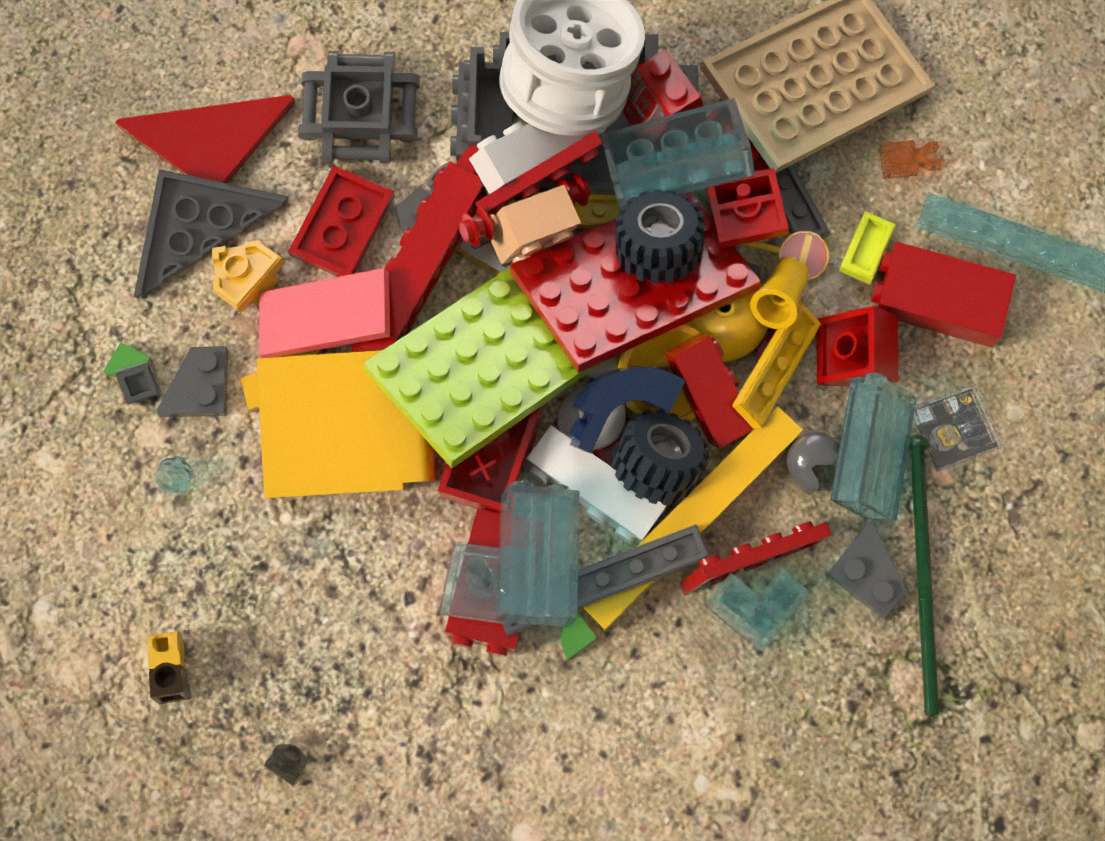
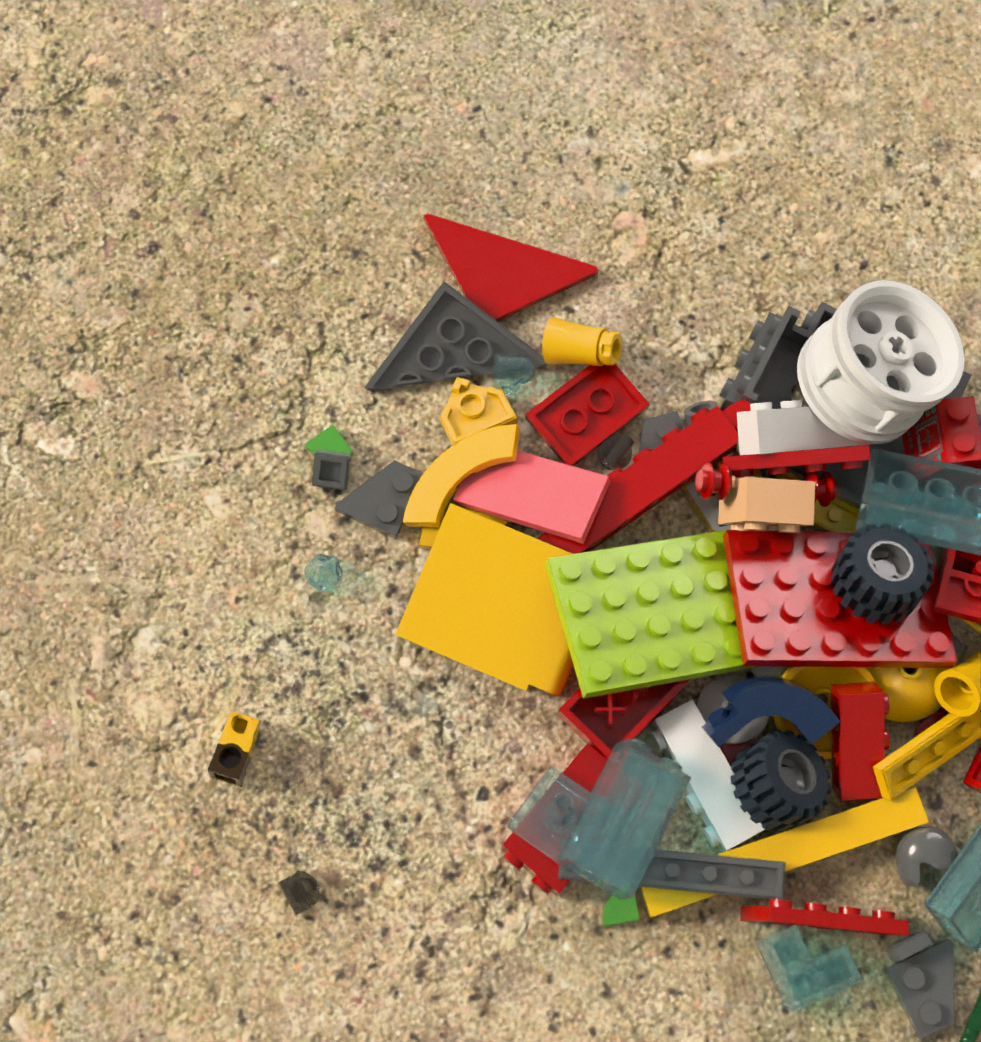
camera: 20 degrees right, 0 degrees up
(242, 332) = (441, 478): none -> yellow tile
(258, 220) = (511, 372): none -> clear light blue tile
(306, 167) = (579, 344): none -> yellow plant
(358, 105) = (657, 305): dark grey brick -> none
(383, 246) = (615, 452): none -> clear smoke plate
(836, 544) = (908, 946): none -> dark grey tile

